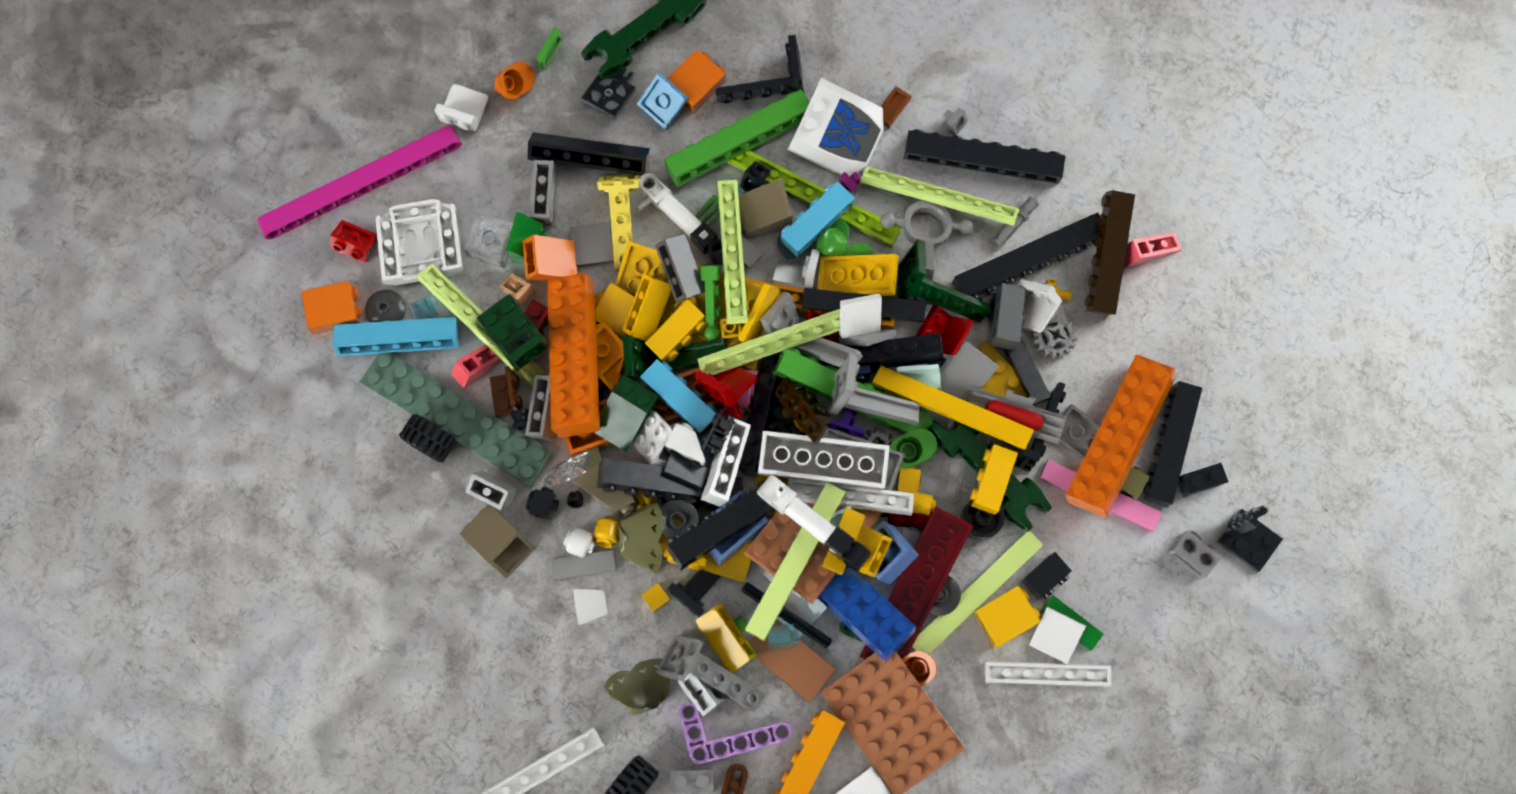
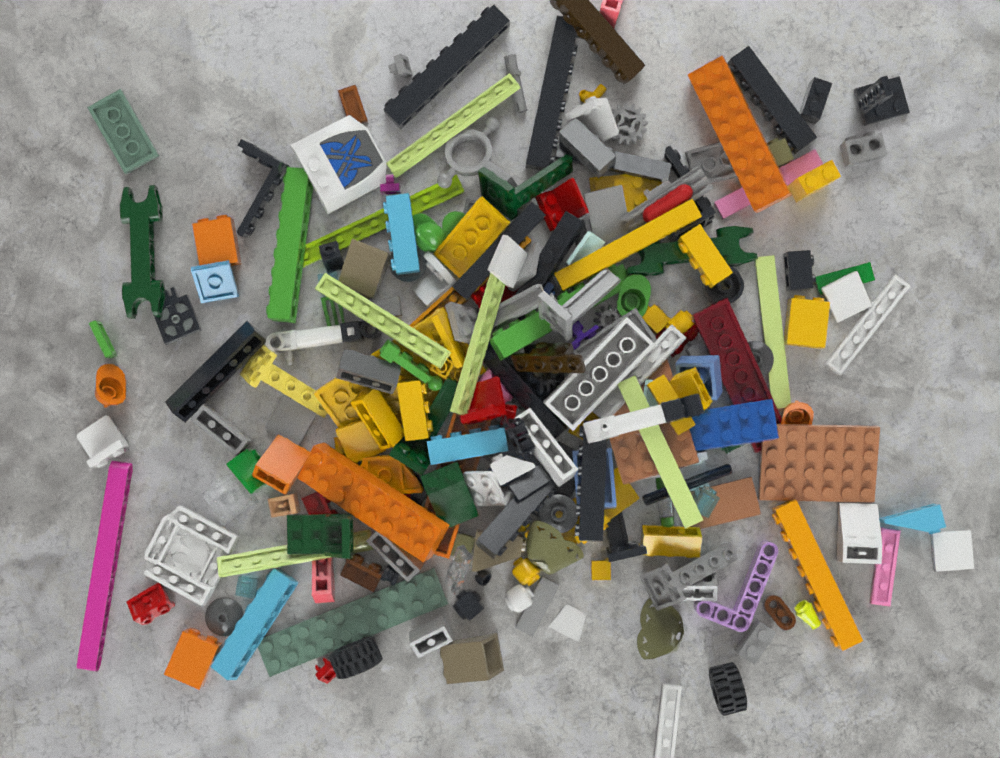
camera: 55 degrees left, 10 degrees up
(396, 424) = (325, 673): none -> red tile
(1133, 528) = (814, 180): none -> yellow brick

